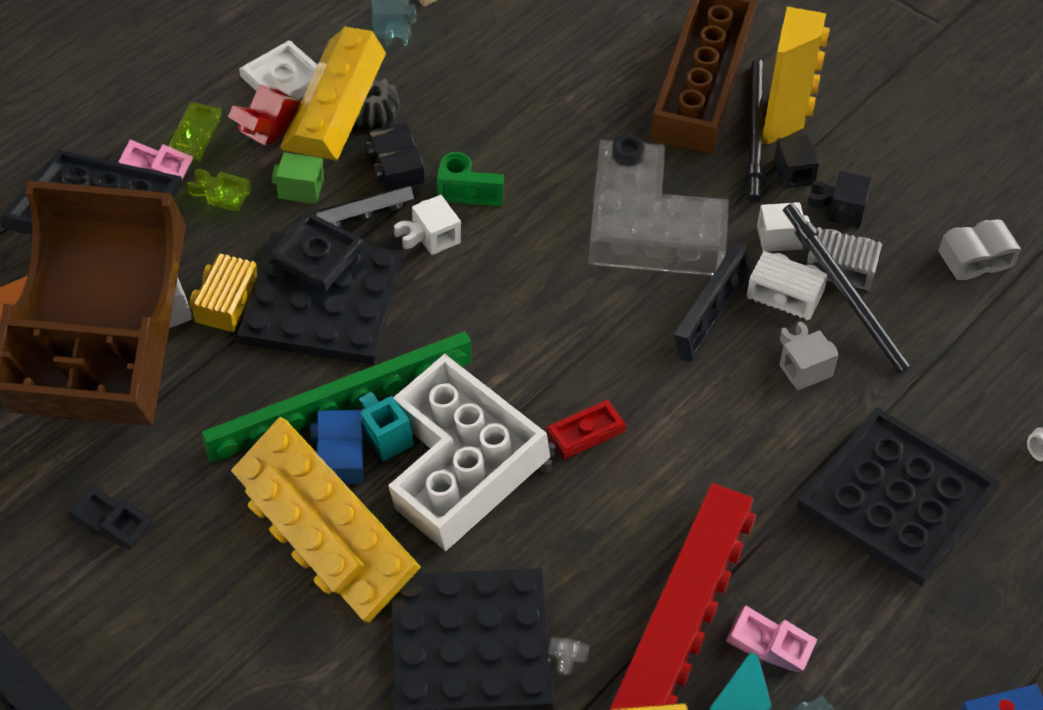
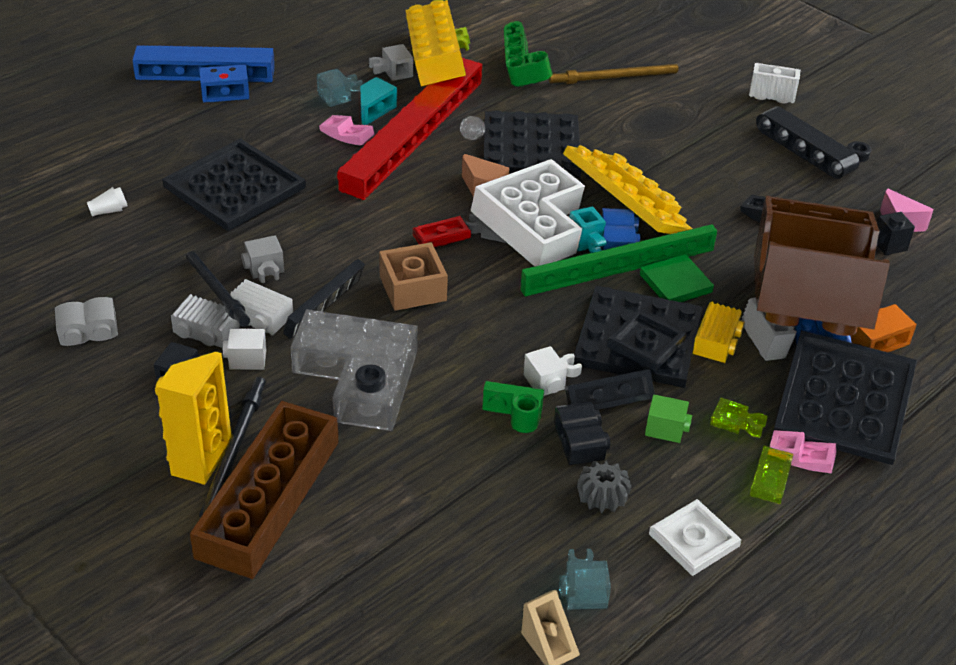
camera: 175 degrees left, 10 degrees down
(262, 379) = (676, 279): none -> green tile
(267, 116) = (708, 472): red brick -> none
(335, 94) = (645, 466): yellow slope -> none
(537, 534) = (479, 171): none -> nougat slope
(610, 330) = (413, 276): none -> medium nougat brick

